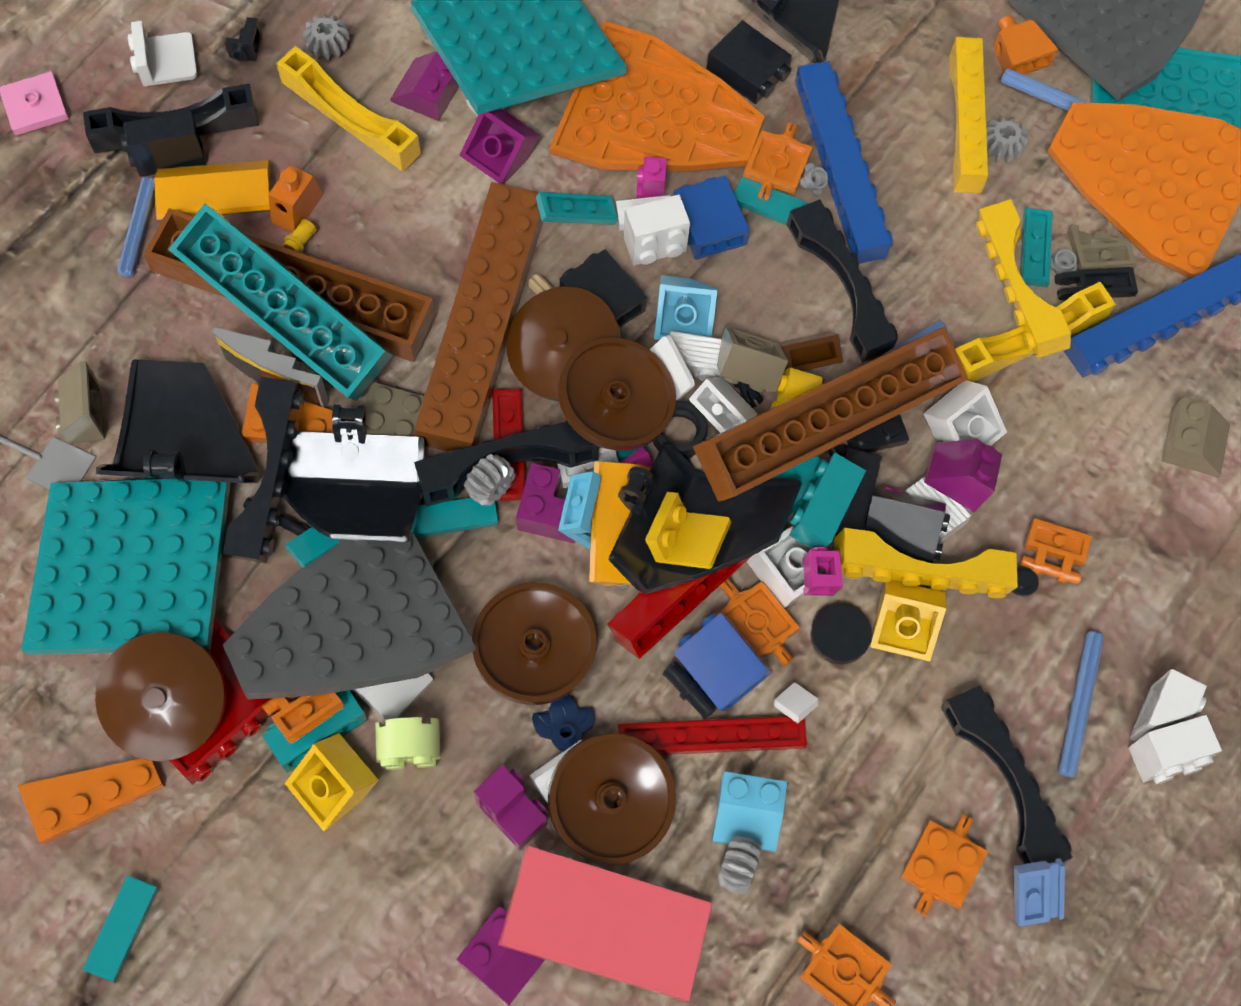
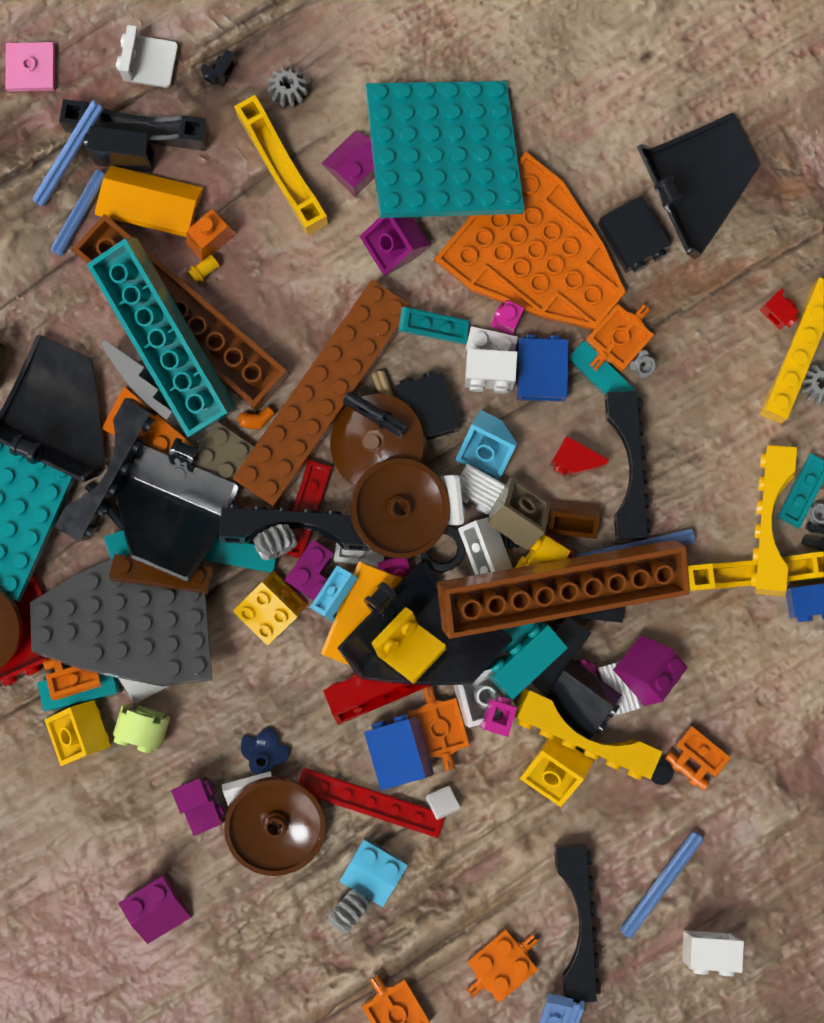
camera: 25 degrees right, 15 degrees up
(105, 165) = (67, 153): none -> medium blue axle
(368, 558) = (131, 571): none -> reddish brown plate
(415, 371) = (255, 421): none -> orange arm
(508, 557) = (270, 608): none -> yellow bracket
(534, 643) = (262, 684): reddish brown dish -> none
(559, 307) = (382, 418): none -> black axle
(606, 924) = (235, 917): coral tile -> none
(690, 690) = (365, 762): black pin -> none
(786, 291) = (576, 459): none -> red slope
(841, 634) = (501, 760): black tile -> none
(843, 163) = (674, 355): blue brick -> none
(930, 85) = (780, 310): none -> red brick
(966, 415) = (675, 623): white slope -> none
(1169, 702) = (723, 917): white slope -> none

